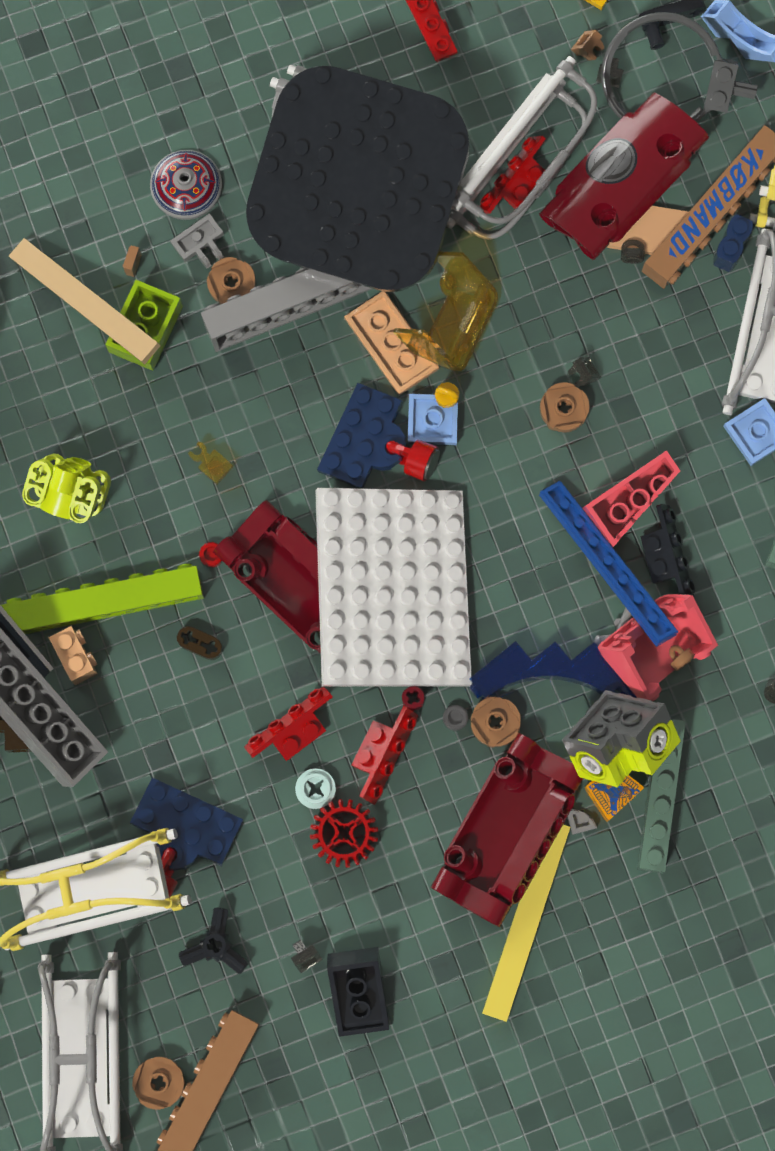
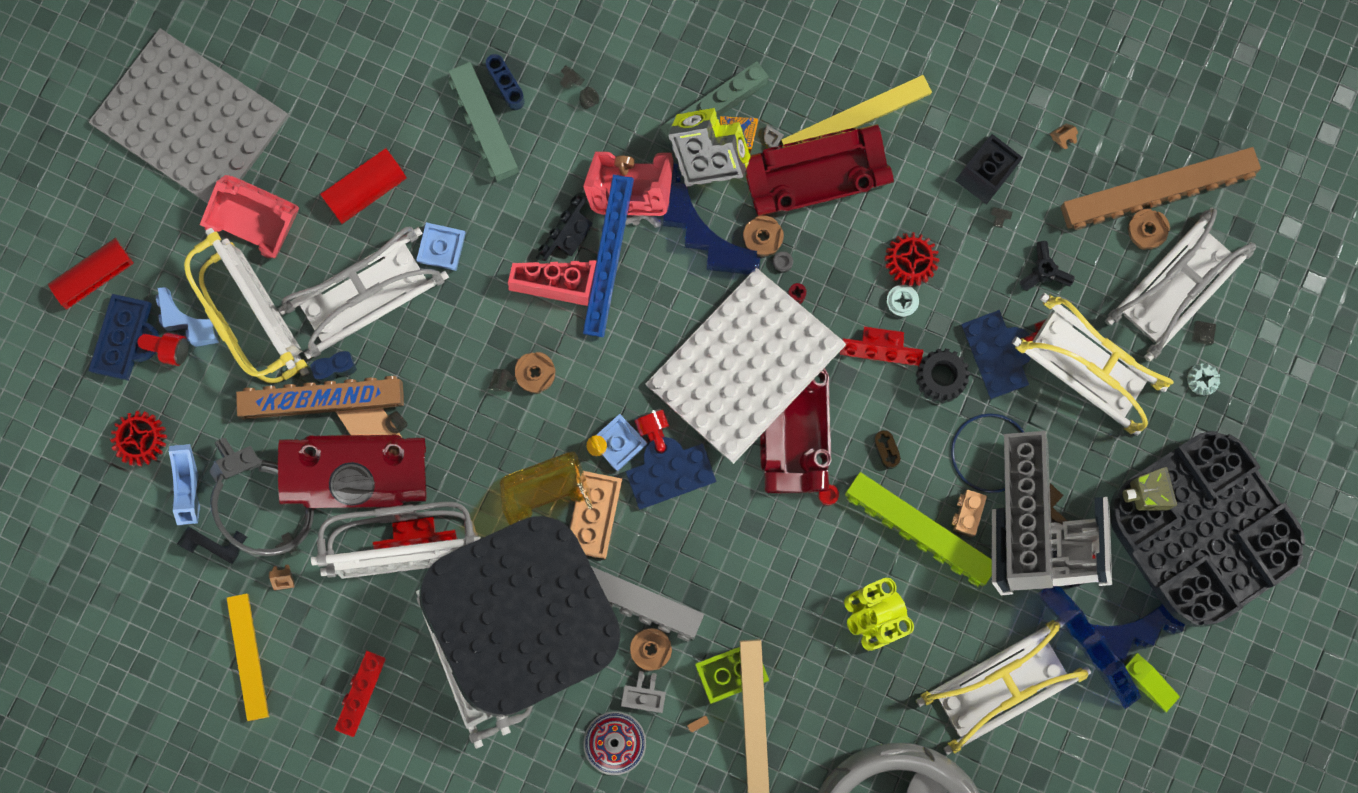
camera: 140 degrees left, 0 degrees up
(18, 1034) = (1203, 332): none -> clear smoke tile
(152, 721) = (954, 441): none -> dark blue piece
(200, 735) = (946, 359): none -> black tyre
(212, 464) = (774, 546): clear yellow plate -> none
(322, 1096) = (1064, 133): none -> medium nougat tile
(380, 752) = (845, 284): red bracket -> none

